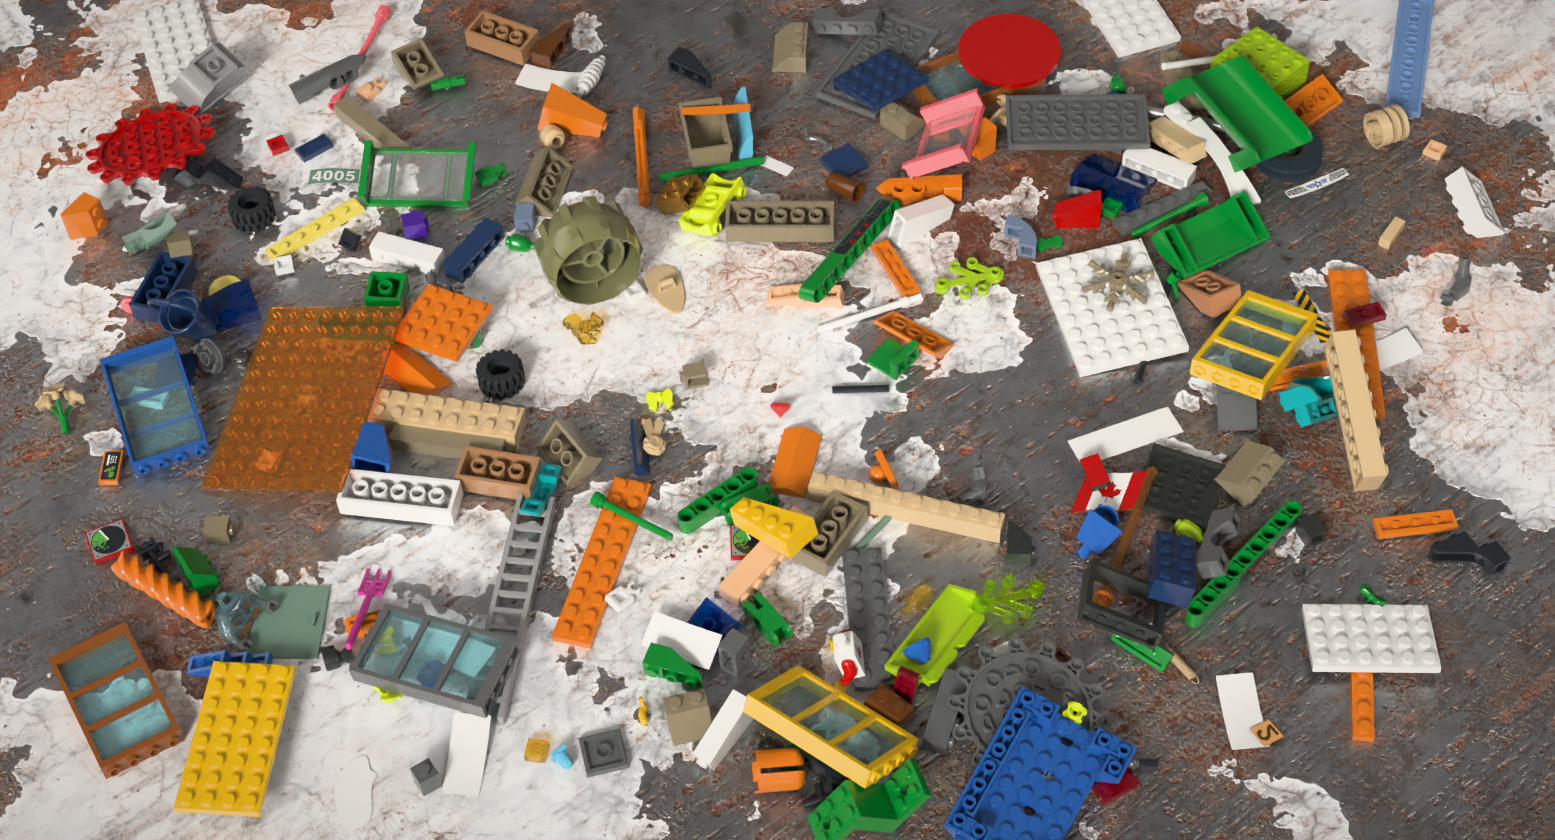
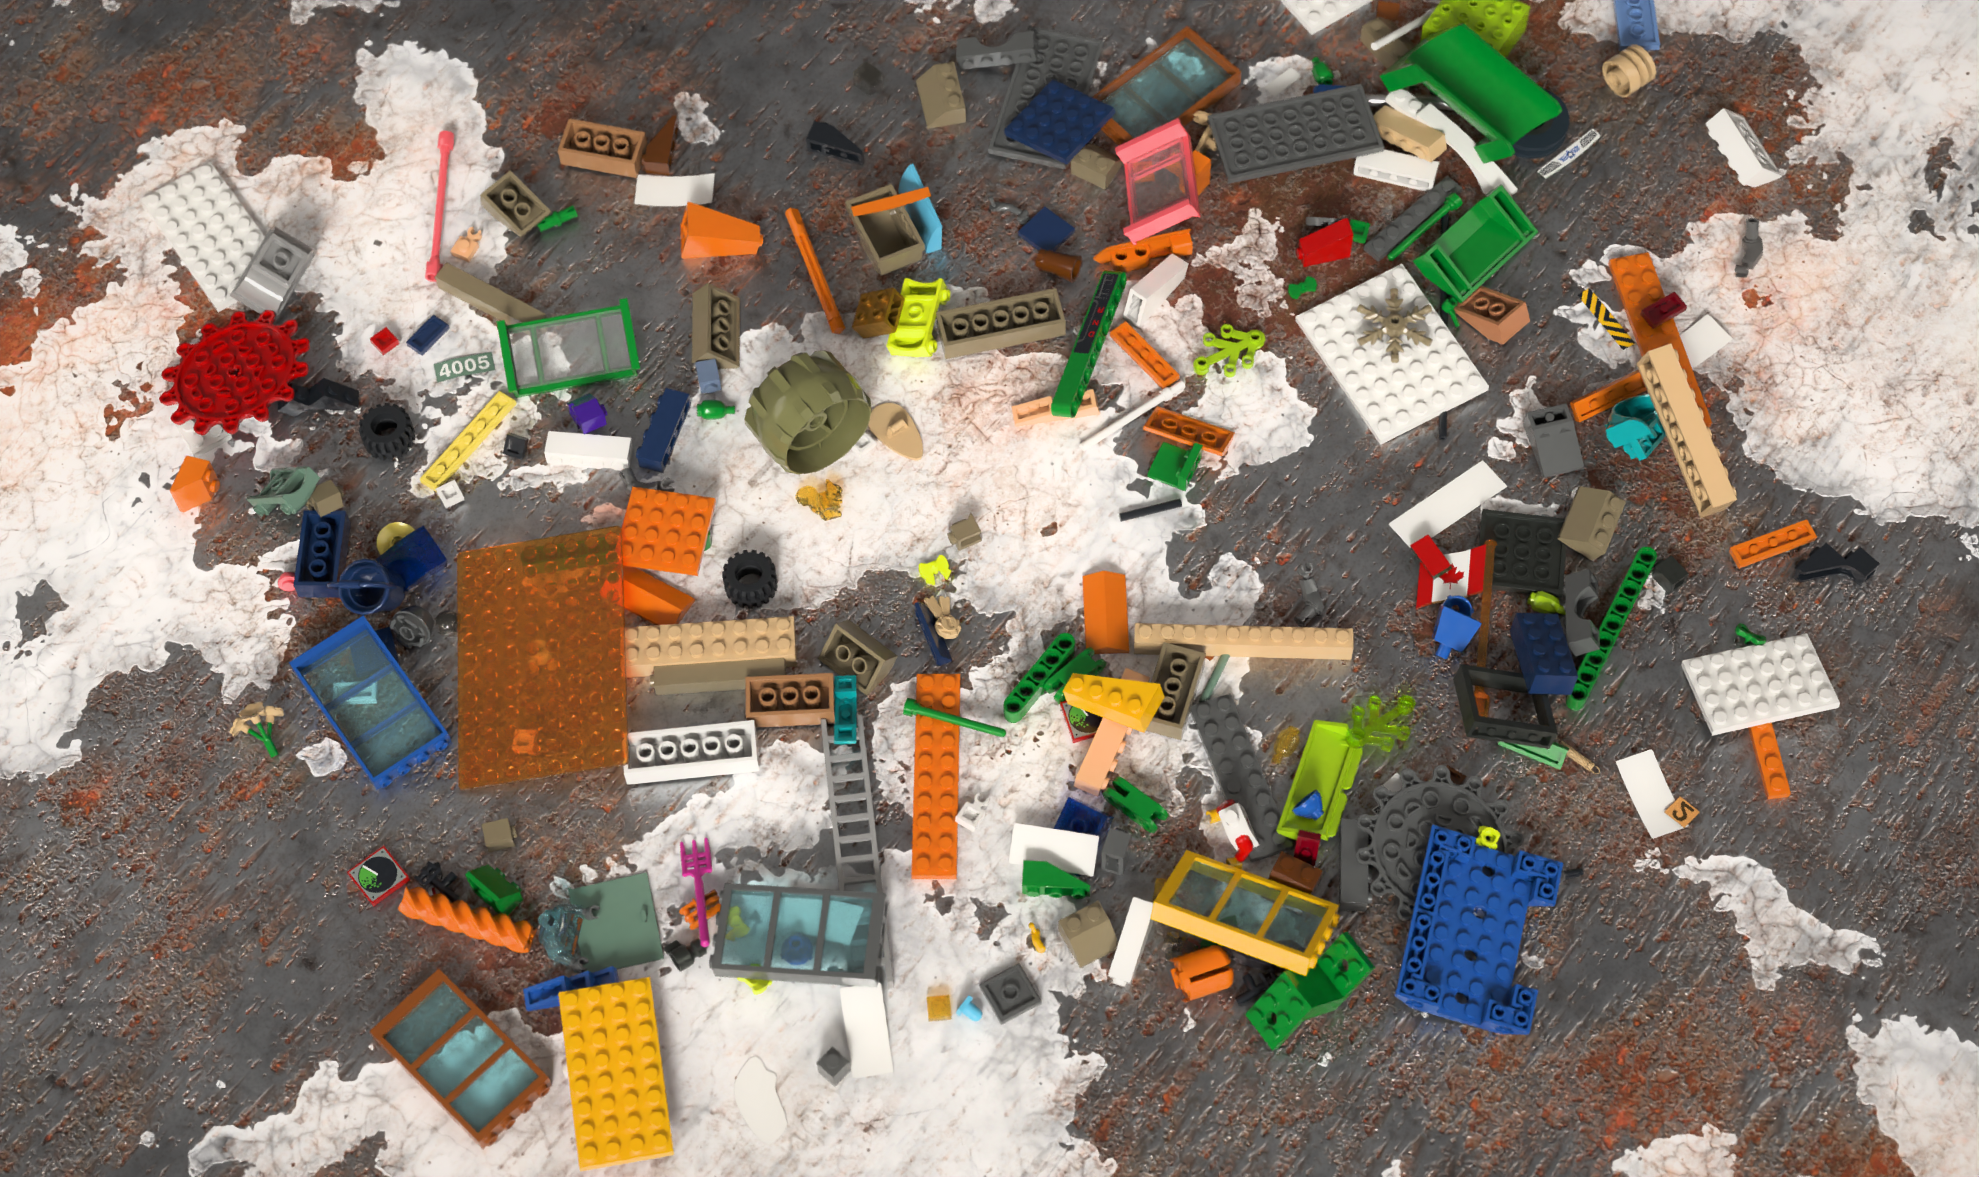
camera: 15 degrees left, 10 degrees up
(111, 467) = (345, 787): tile -> none
(342, 71) = (418, 238): dark grey panel -> none
(371, 449) = (644, 705): blue slope -> none
(386, 289) = (585, 505): green brick -> none
(490, 175) = (648, 330): green plate -> none
(552, 136) = (704, 266): tan head -> none
(590, 76) = (722, 178): white piece -> none
(737, 164) = (878, 279): green piece -> none
(777, 166) = (970, 250): white sticker -> none
(780, 408) = (1071, 552): slope -> none
(883, 471) = (1206, 605): orange tile -> none
(1009, 50) = (1193, 54): red tile -> none
(1018, 546) = (1374, 660): pearl dark grey slope -> none
(1019, 229) = (1266, 278): sand blue brick -> none
(1110, 792) = (1543, 914): dark red plate -> none
(1113, 180) = (1350, 196): clear blue piece -> none
(1253, 344) = (1559, 371): window -> none
(1314, 100) = (1541, 52): orange slope -> none
(1391, 233) = (1664, 200): tan piece -> none
(1434, 150) = (1684, 87): light nougat tile -> none

